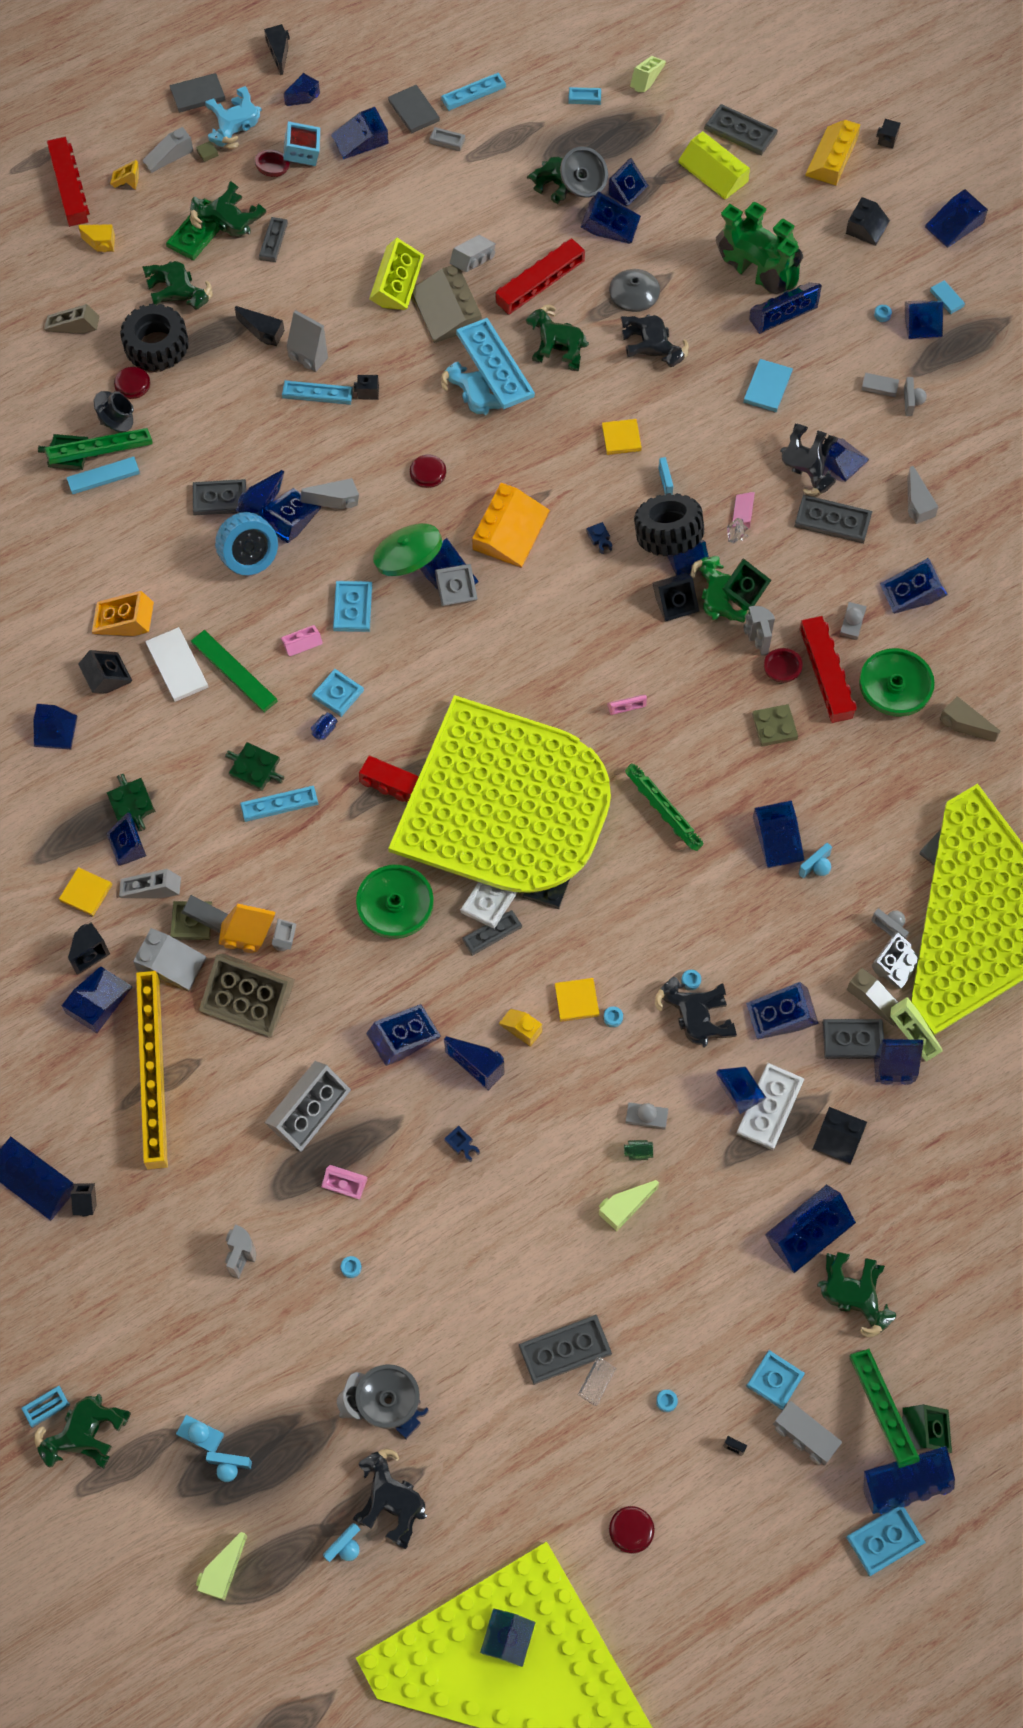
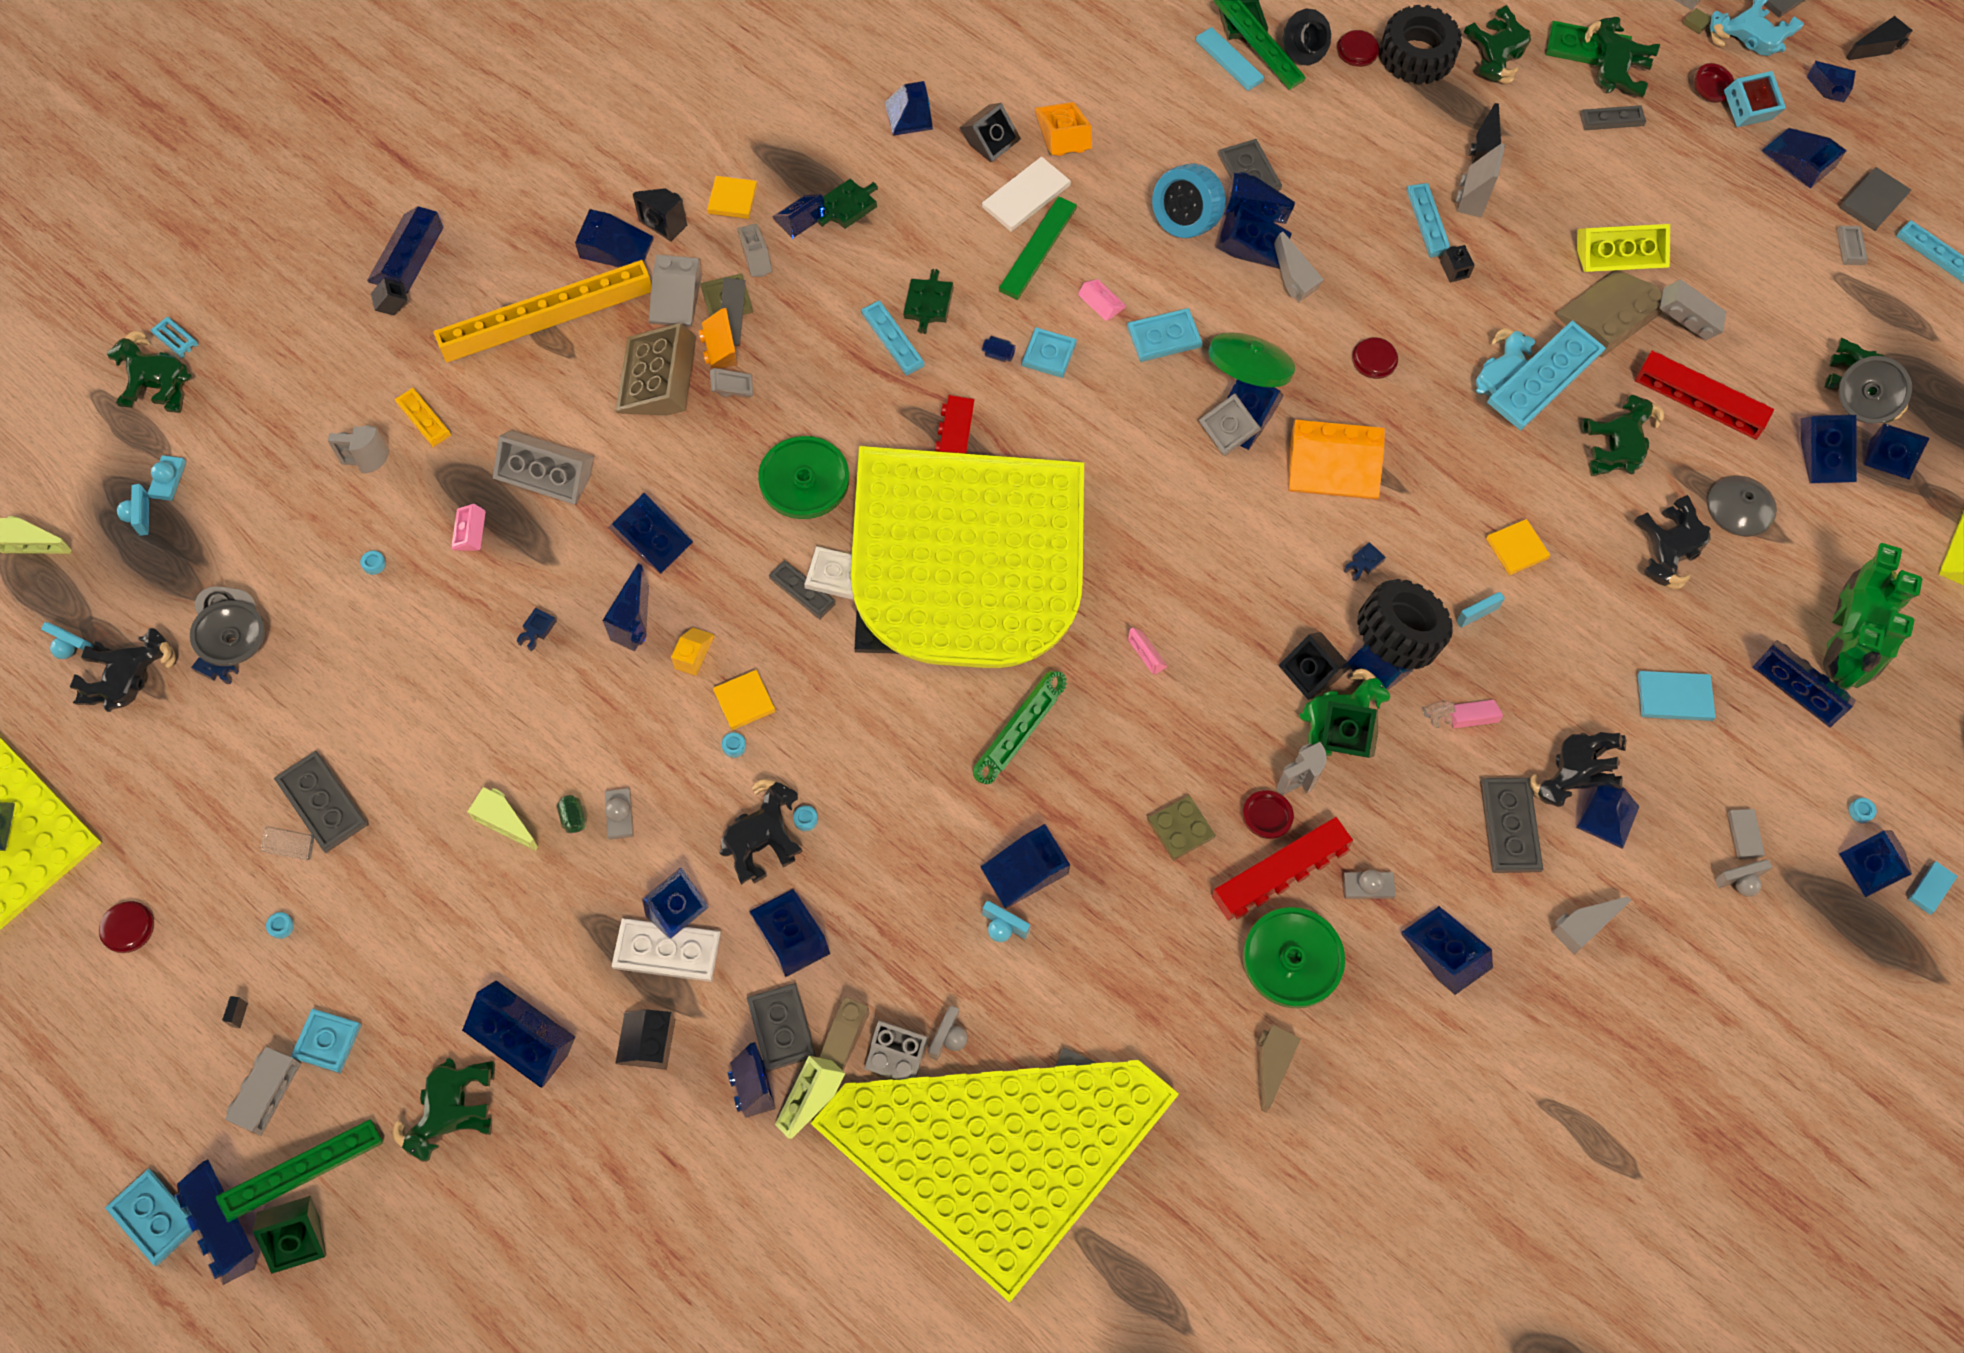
camera: 70 degrees right, 0 degrees up
(217, 1198) = (422, 417): none -> yellow tile

